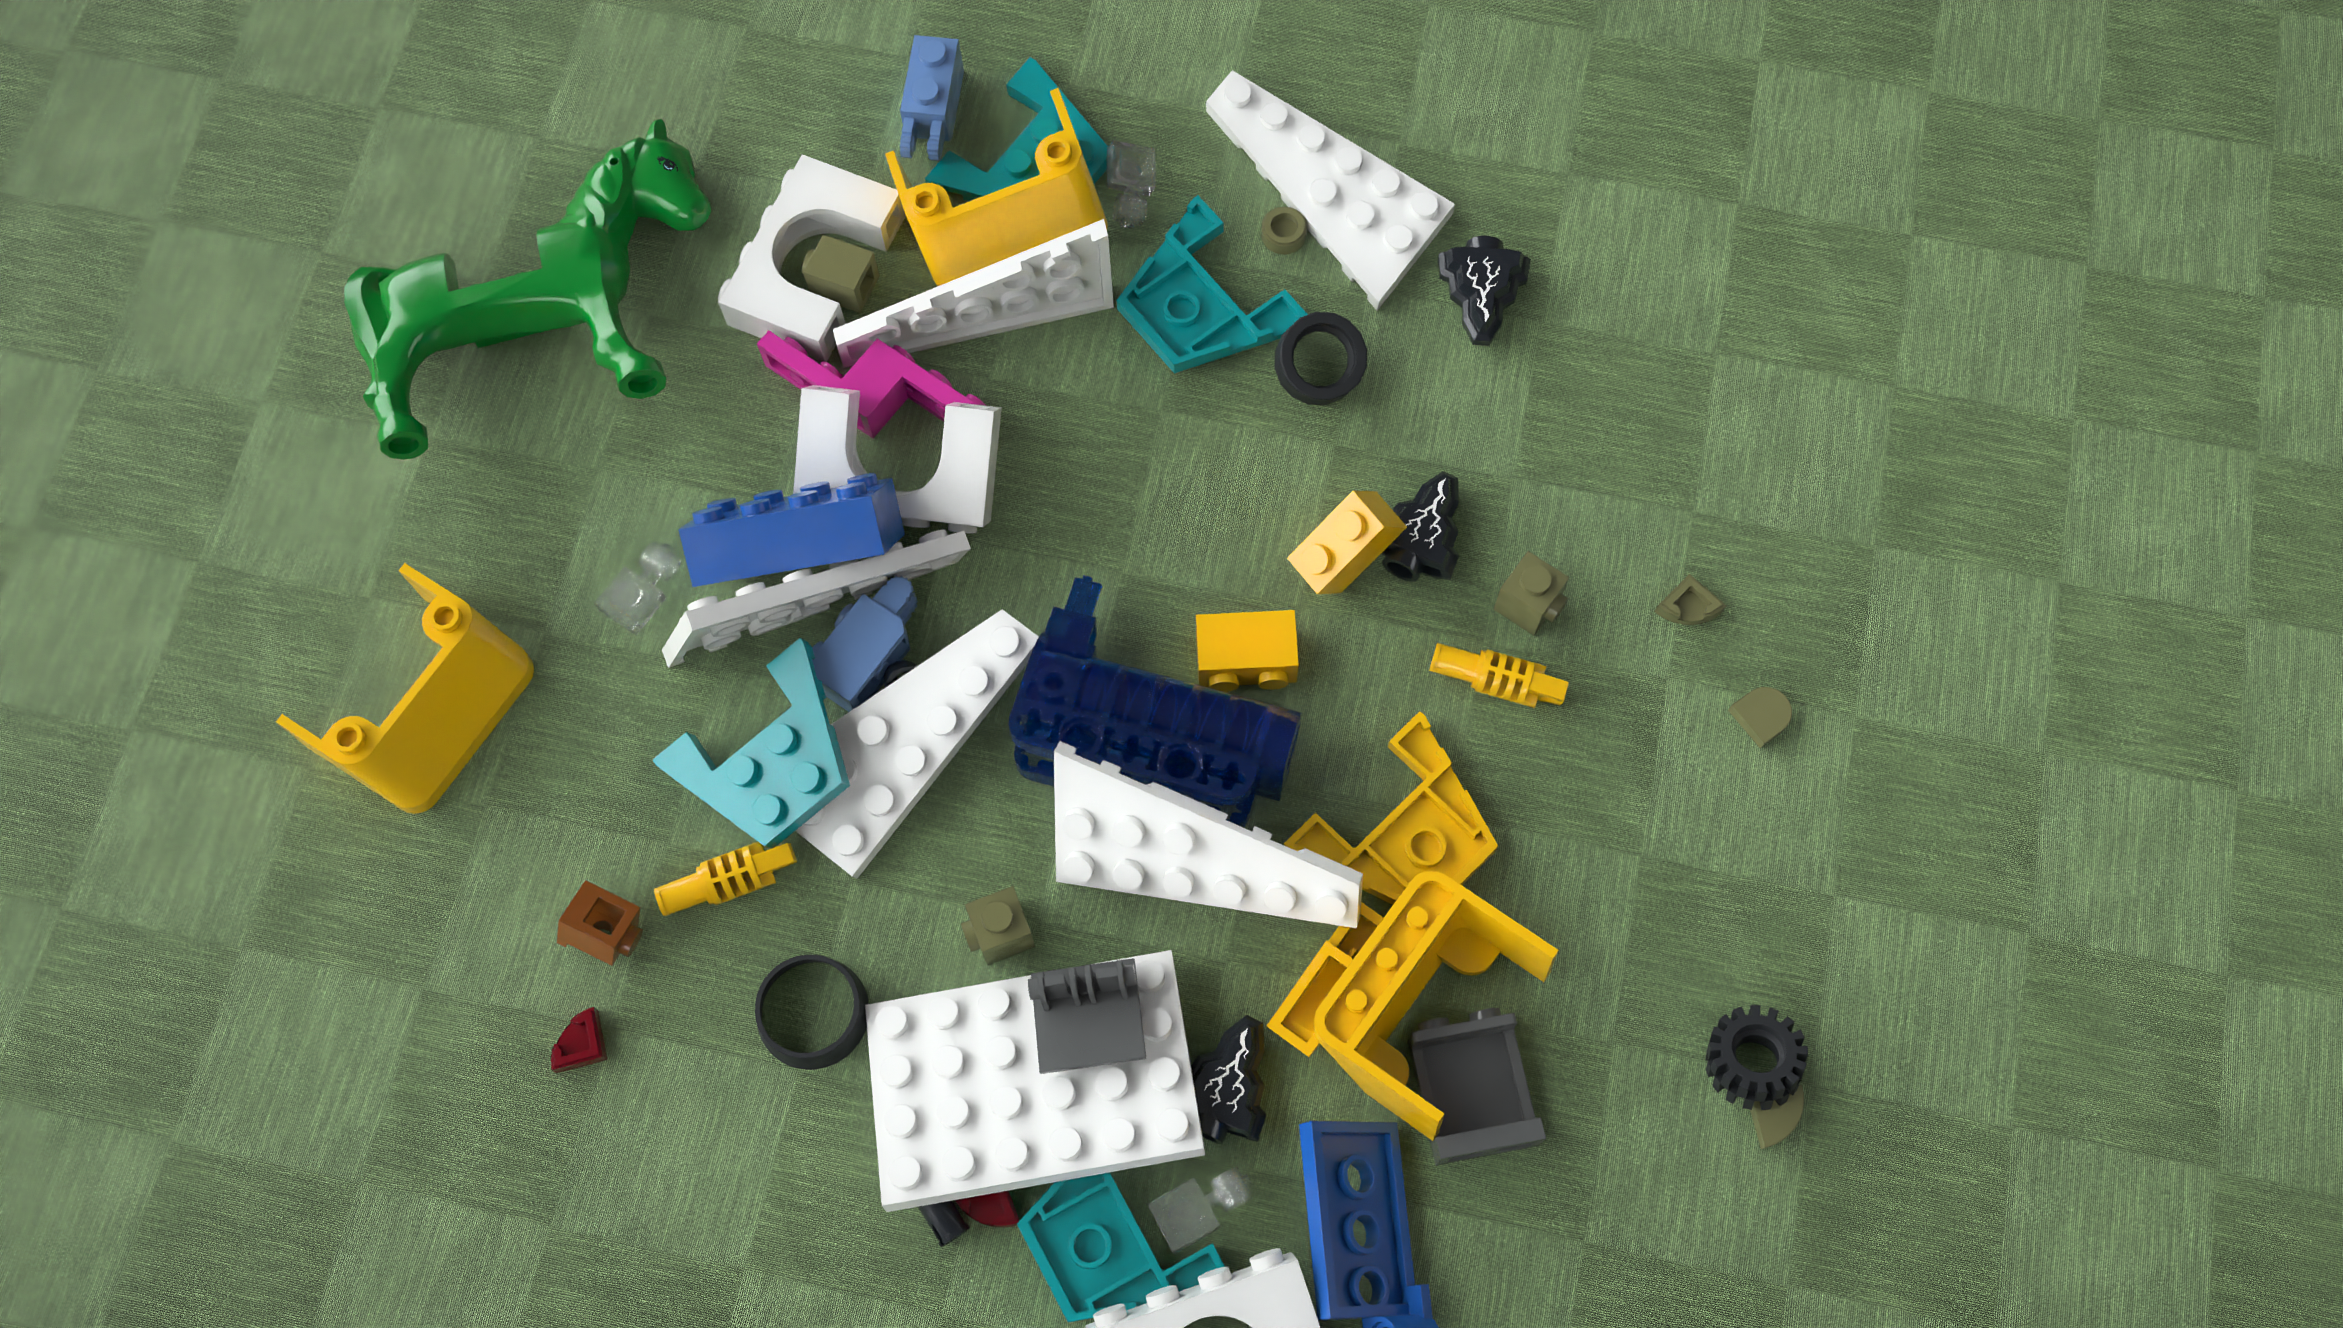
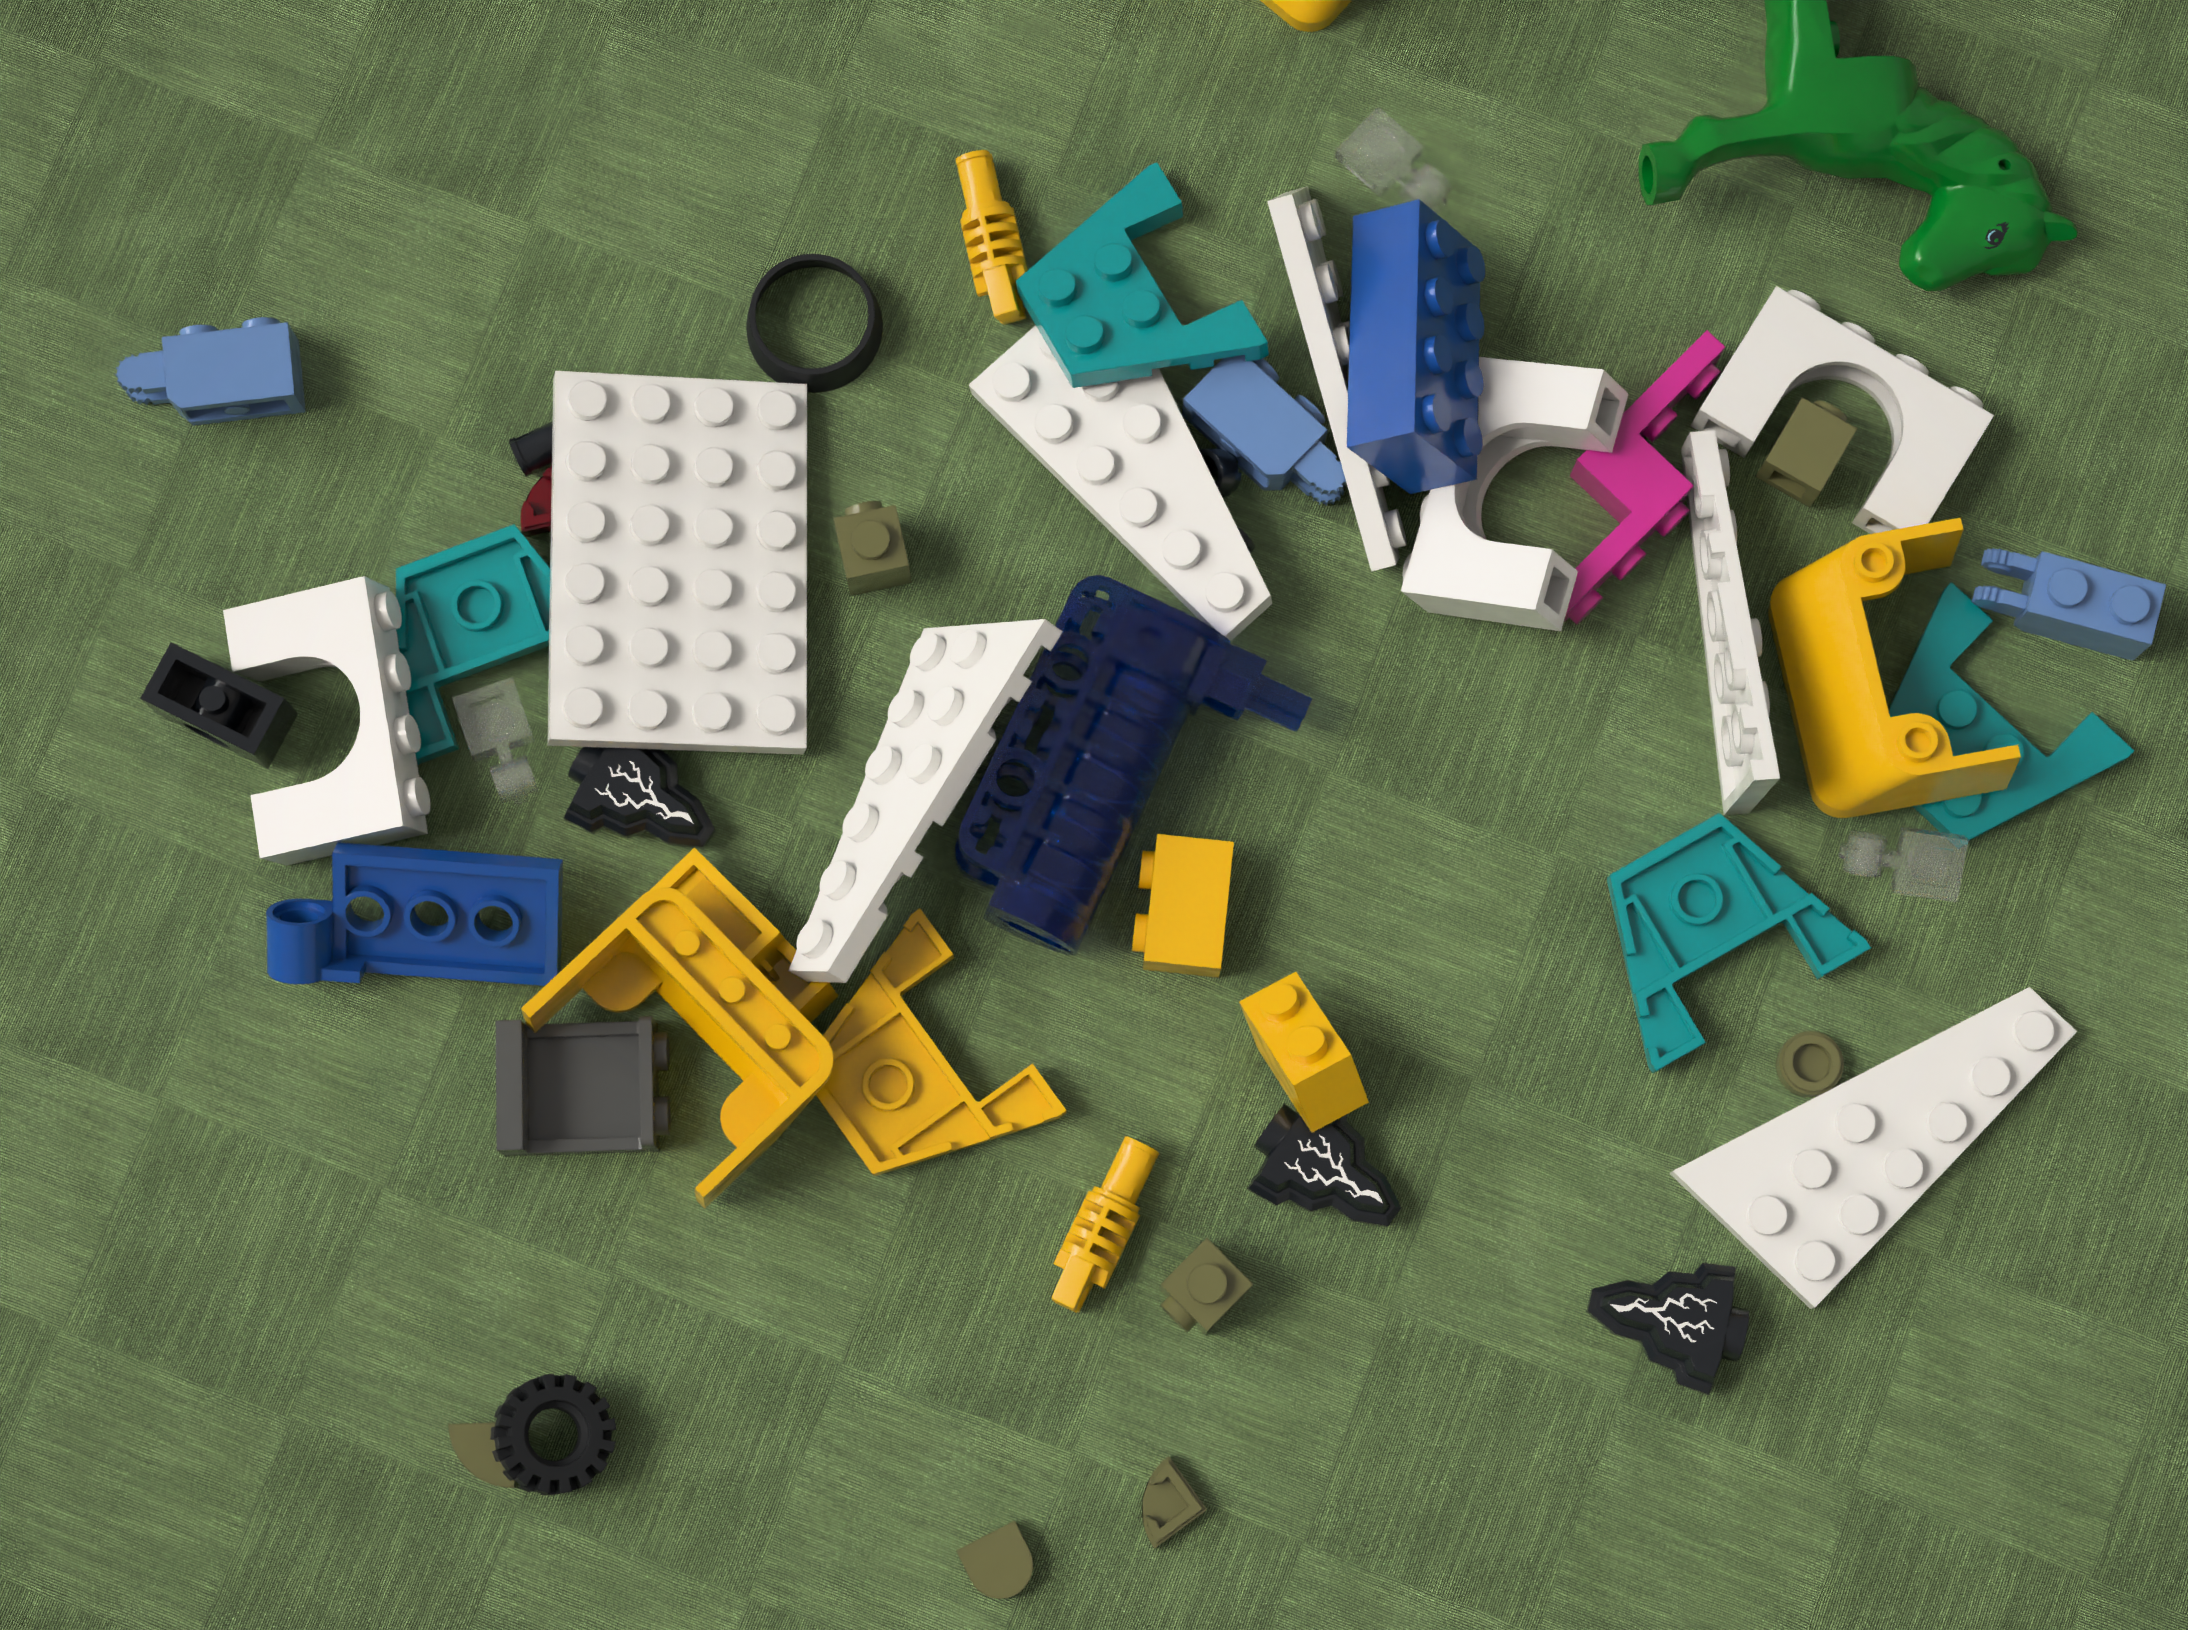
camera: 95 degrees right, 10 degrees up
(579, 1043) = (822, 57): dark red tile -> none
(597, 910) = (975, 80): dark orange brick -> none
(1087, 1016) = (732, 629): dark grey hinge -> none
(1354, 346) = (1540, 1065): black tyre -> none

